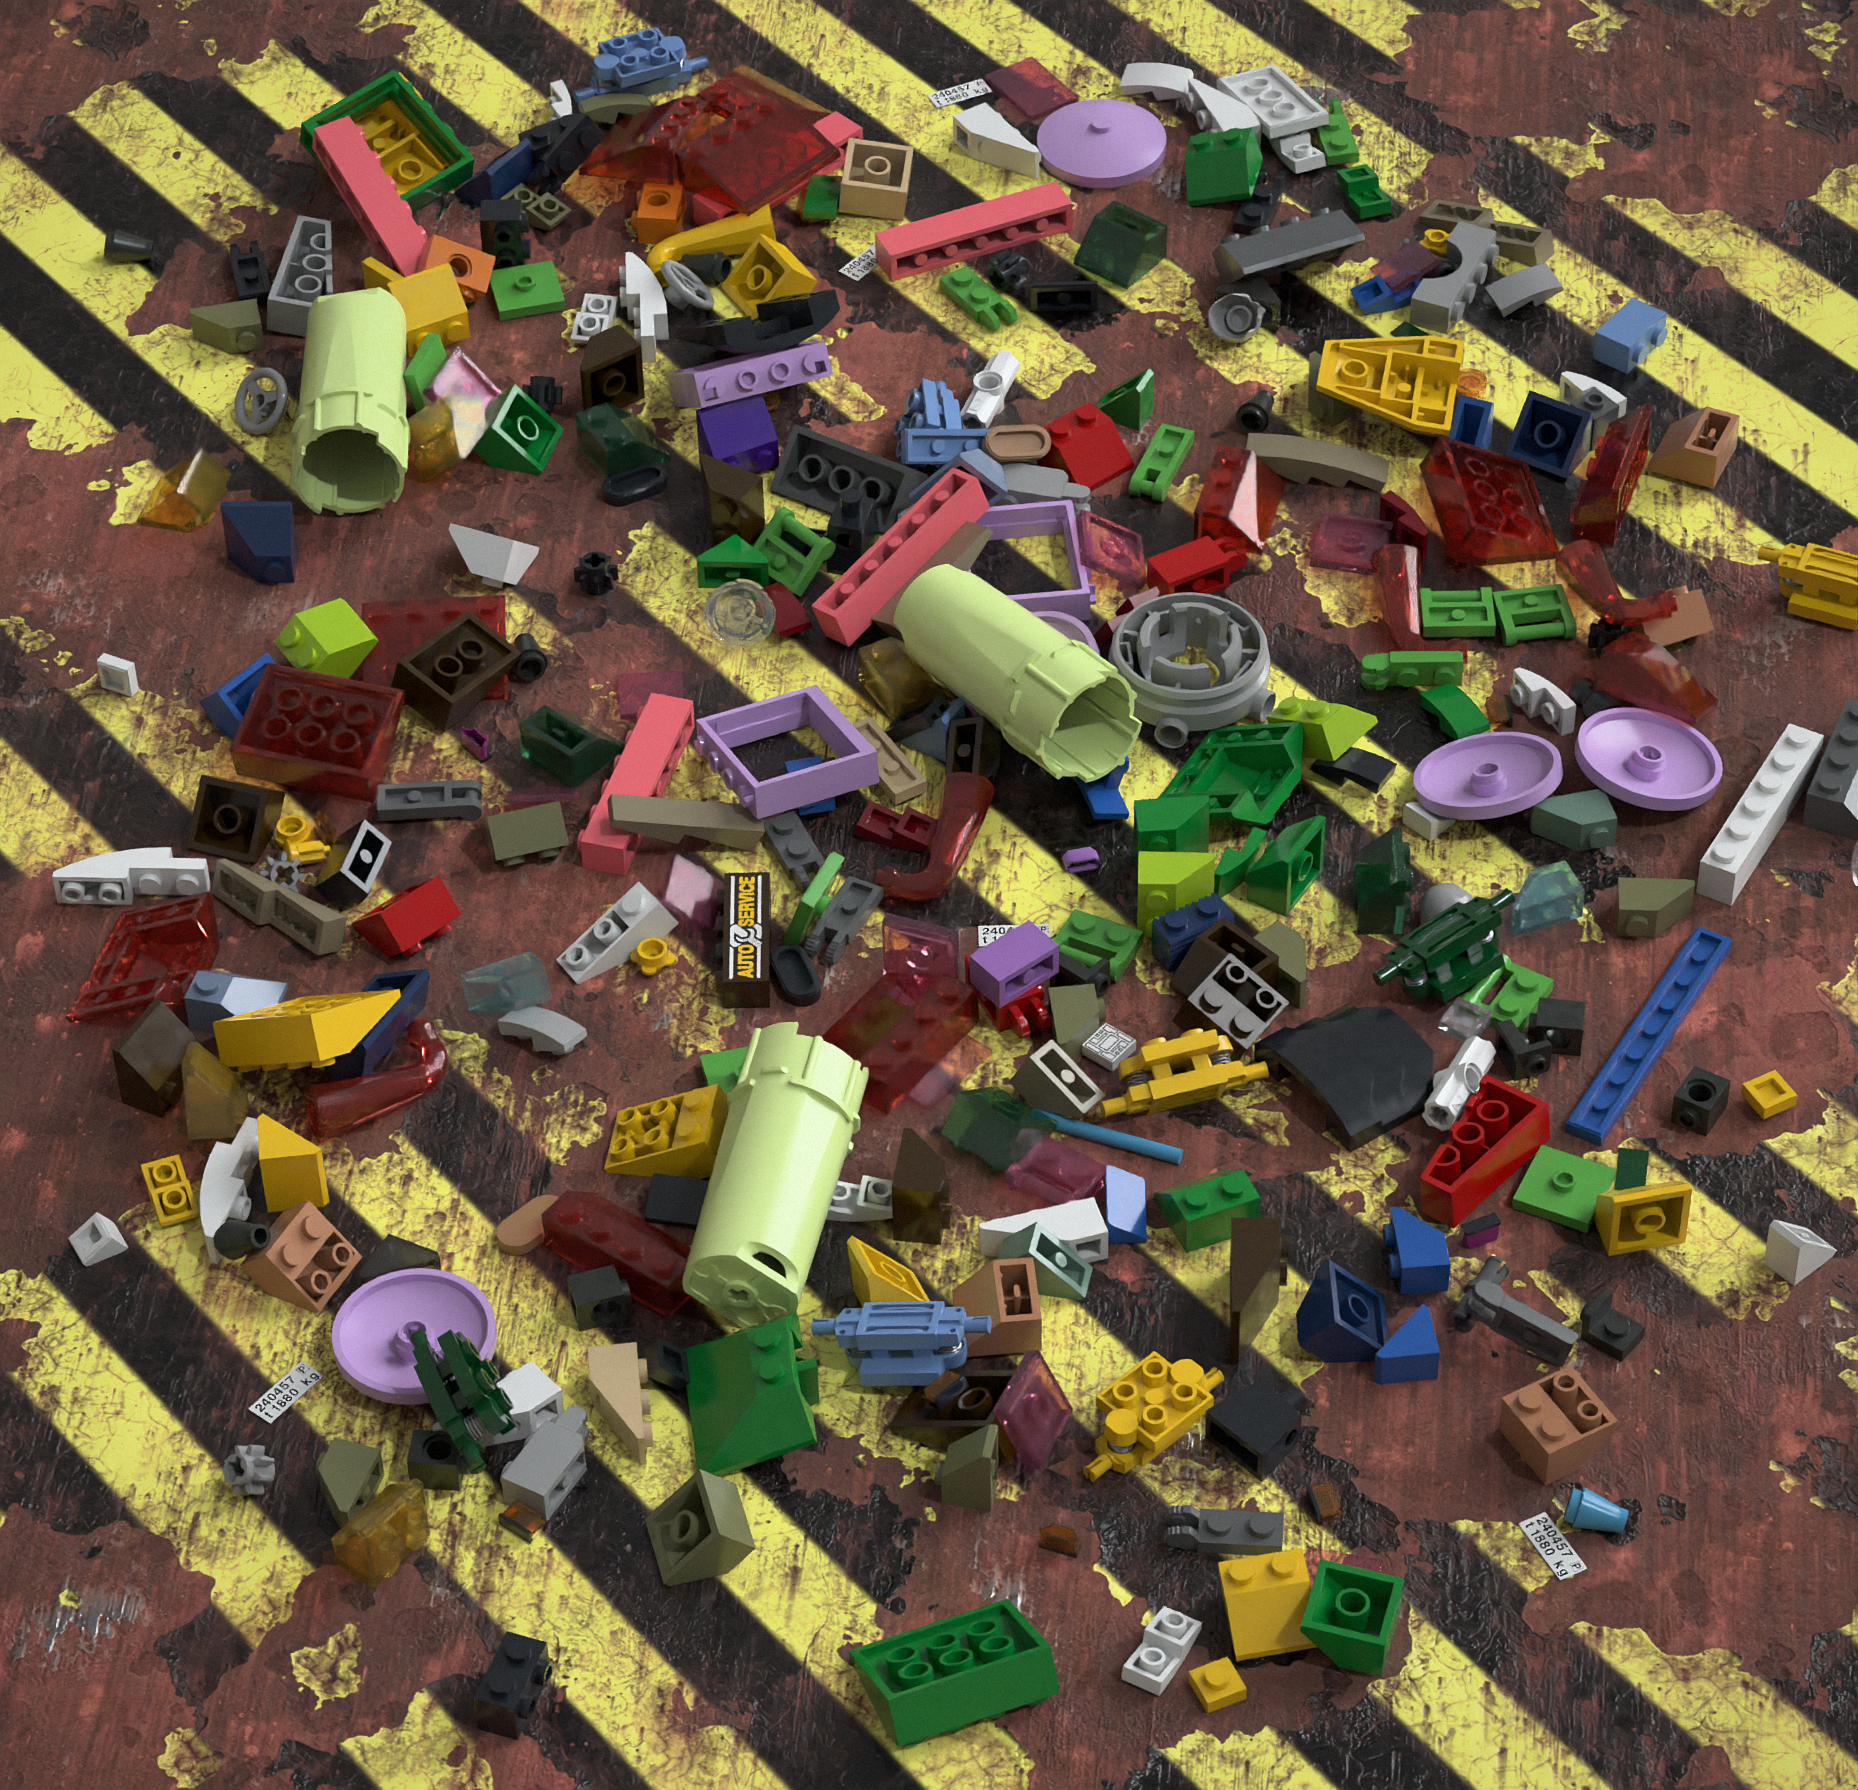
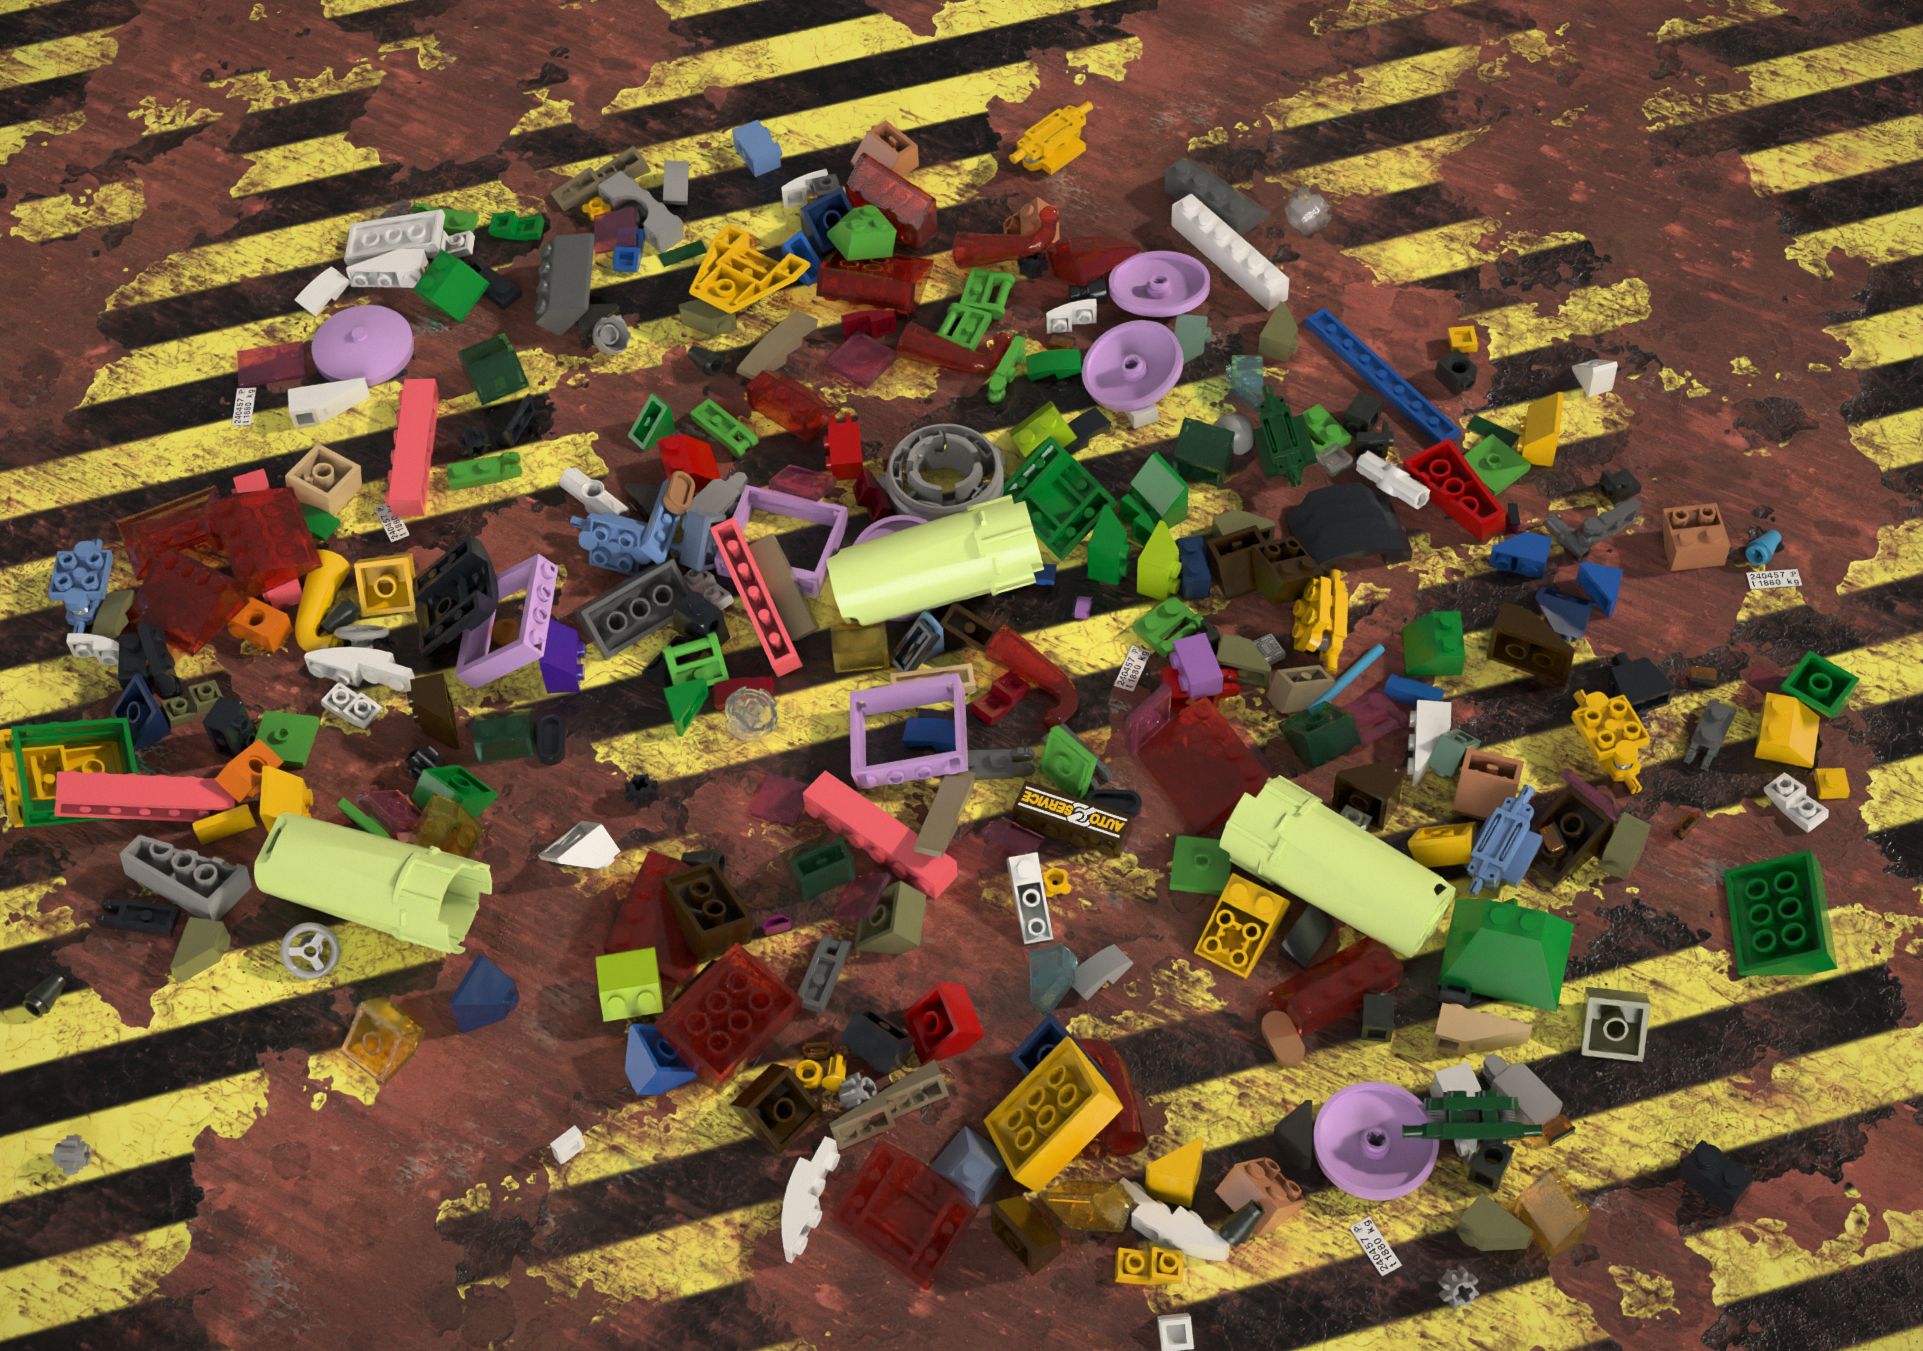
camera: 65 degrees left, 10 degrees up
(731, 500) = (627, 682): dark brown slope -> none
(1537, 466) = (863, 234): none -> bright green slope

